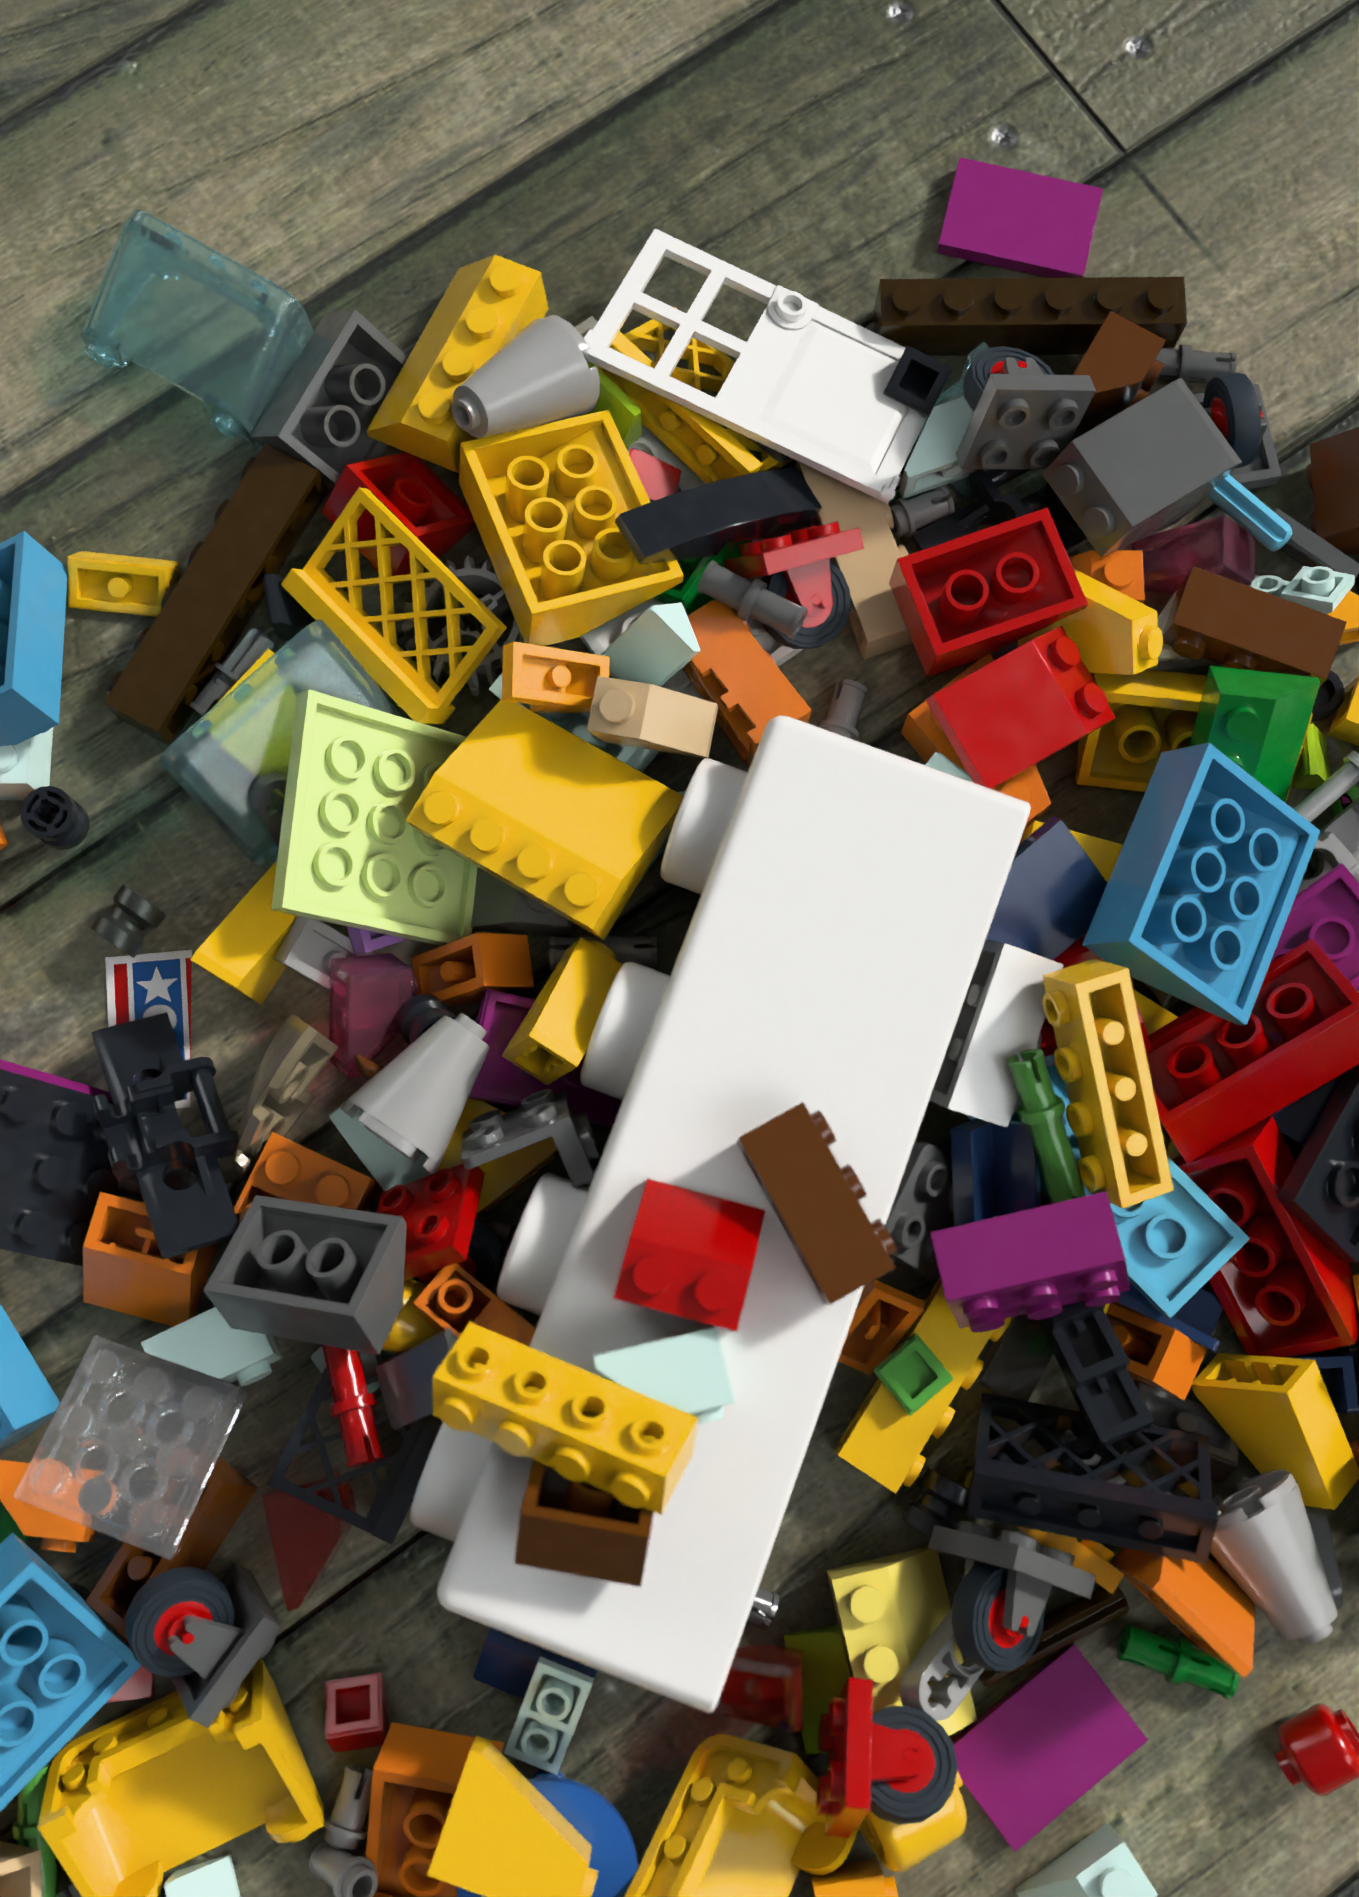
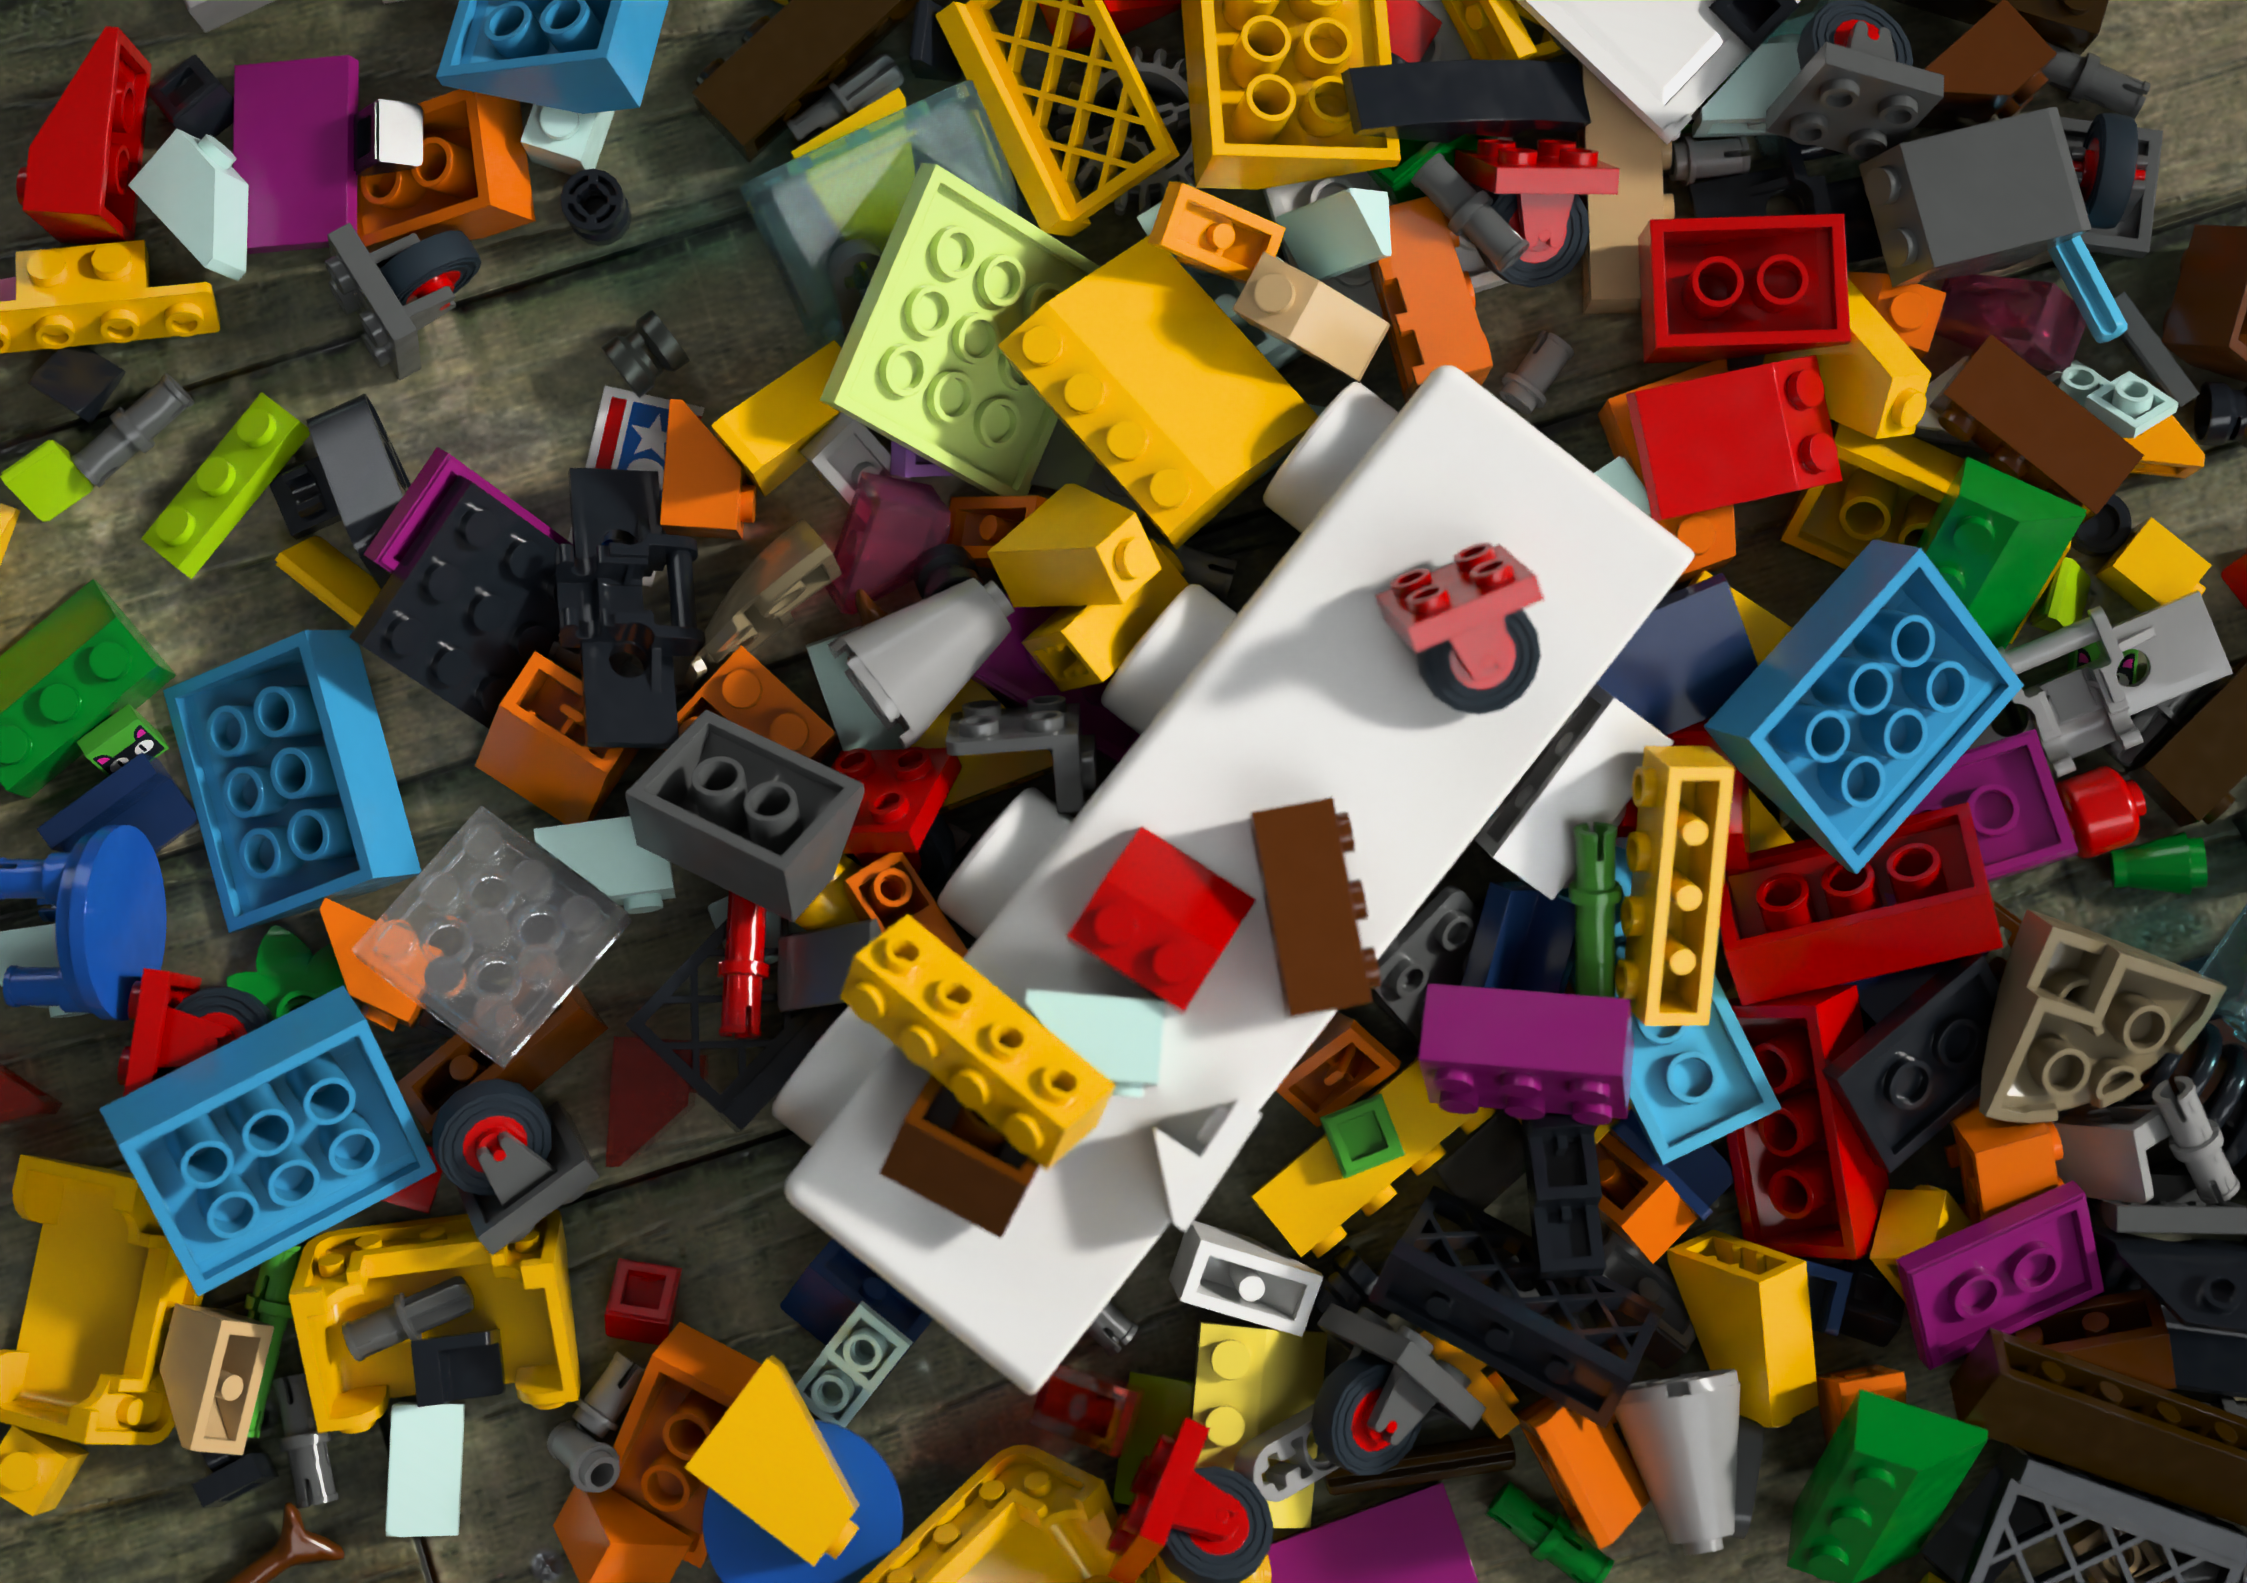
camera: 15 degrees right, 5 degrees up
(156, 1799) = (408, 1317): none -> dark grey axle
(203, 1010) = (702, 482): none -> orange slope
(211, 1828) = (458, 1367): none -> black panel
(521, 968) = (1075, 553): none -> yellow slope
(792, 1472) = (1192, 1178): none -> white slope
(853, 1527) = (1244, 1279): none -> white slope
(870, 920) = (1469, 627): none -> plate

